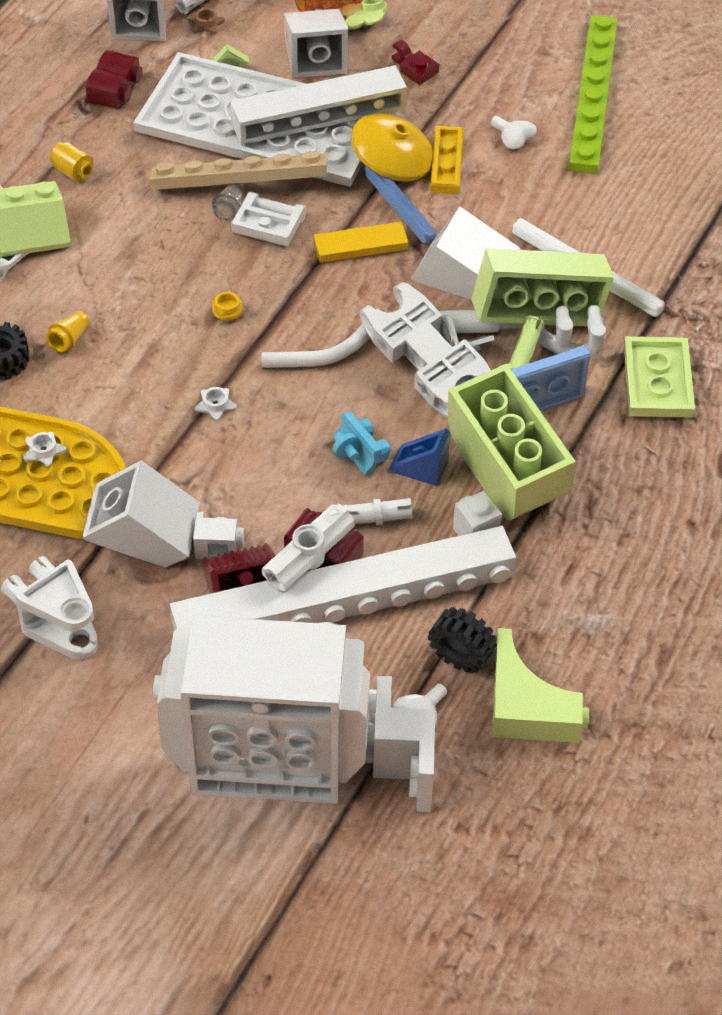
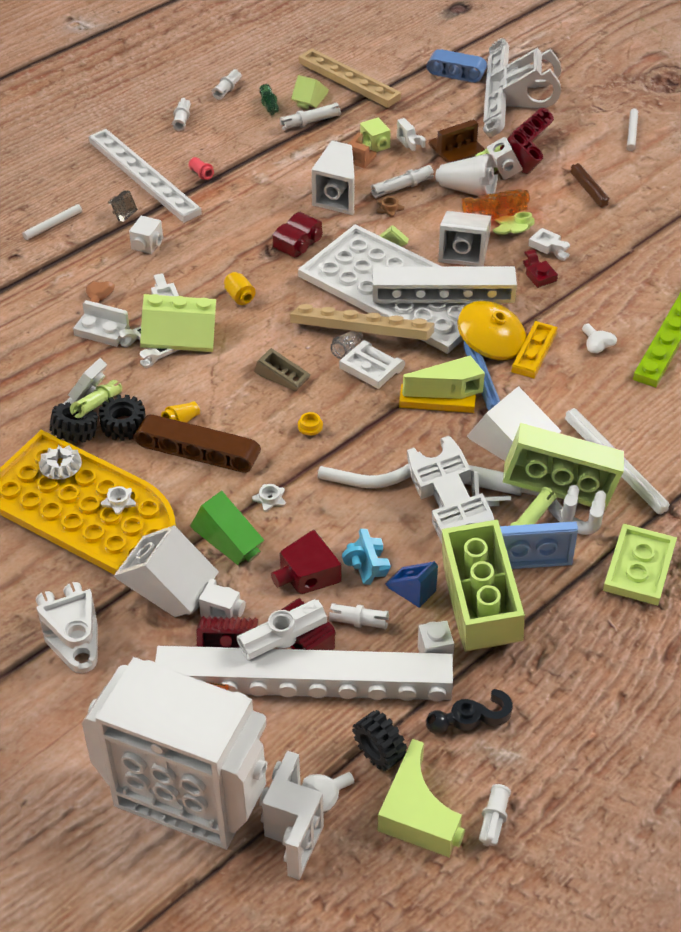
camera: 20 degrees right, 5 degrees down
(104, 360) = (197, 443): none -> reddish brown beam
(151, 251) = (268, 368): none -> dark tan slope
(188, 452) = (227, 529): none -> bright green slope
(297, 469) = (308, 565): none -> dark red torso
(368, 218) = (447, 380): none -> yellowish green slope
(412, 27) = (548, 241): none -> white plate
(541, 586) = (468, 713): none -> black piece
(611, 684) = (494, 815): none -> white axle

